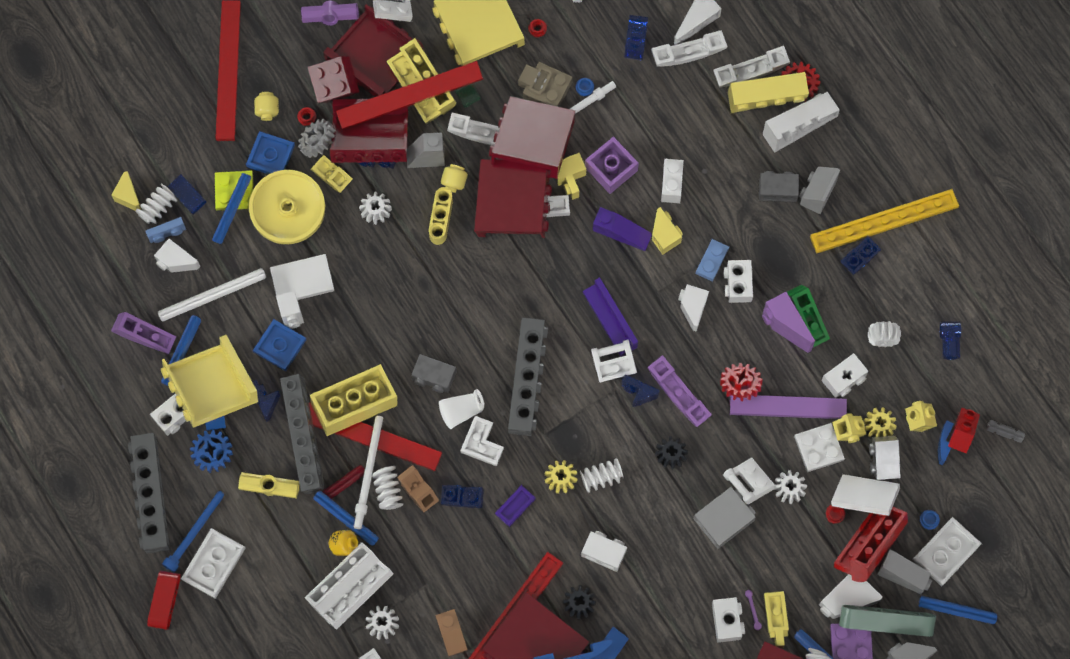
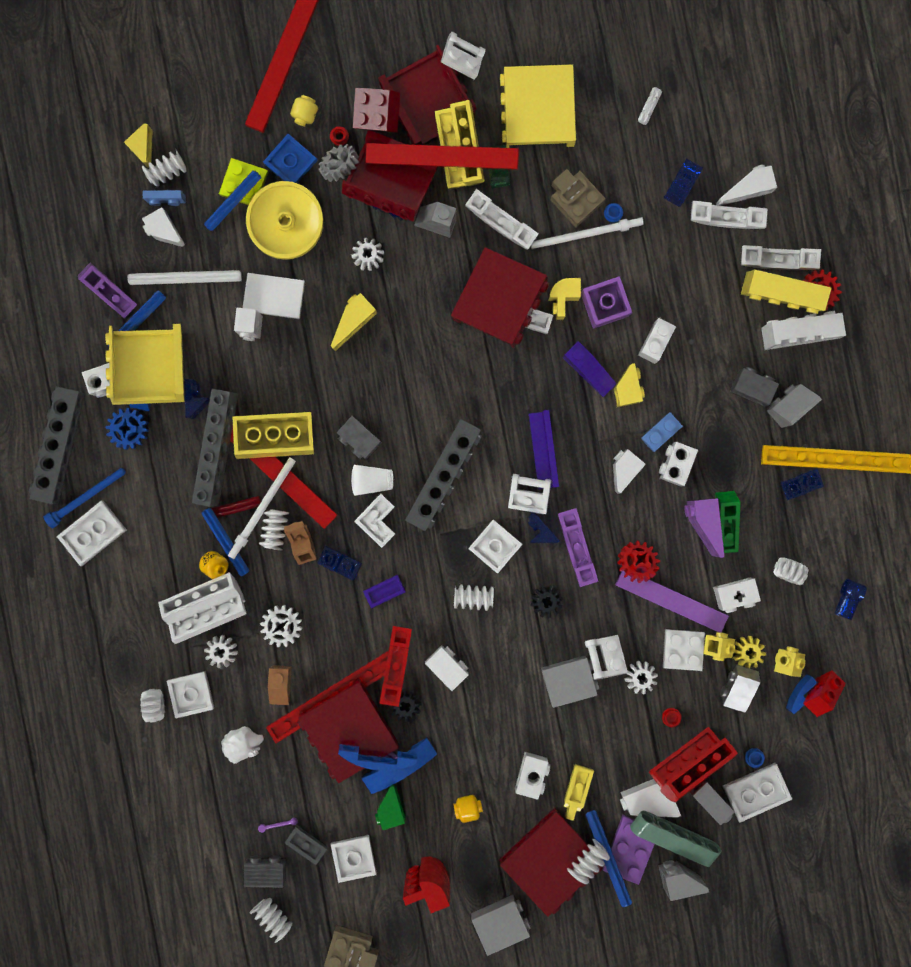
camera: 25 degrees right, 15 degrees up
(163, 600) = (33, 550): red beam -> none
(187, 194) = (197, 169): clear blue slope -> none
(279, 345) = (228, 352): blue plate -> none
(281, 486) = (157, 476): light yellow piece -> none
(330, 12) = (400, 39): medium lavender piece -> none
(331, 174) = (340, 203): light yellow slope -> none
(386, 267) = (355, 316): none -> light yellow slope
(438, 580) = (276, 619): none -> white gear
(440, 207) = (426, 277): light yellow beam -> none
(454, 178) = (453, 254): light yellow head -> none
(533, 134) = (543, 243): panel -> none
(537, 23) = (593, 129): red plate -> none
(554, 565) = (395, 666): none -> red slope
(561, 469) = (429, 583): light yellow gear -> none
(602, 422) = (495, 546): none -> white plate
(757, 626) = (557, 789): medium lavender hinge -> none
(865, 495) = (707, 716): white tile -> none
(958, 610) = (743, 849): blue axle -> none
(1005, 431) = (861, 704): flat silver axle -> none

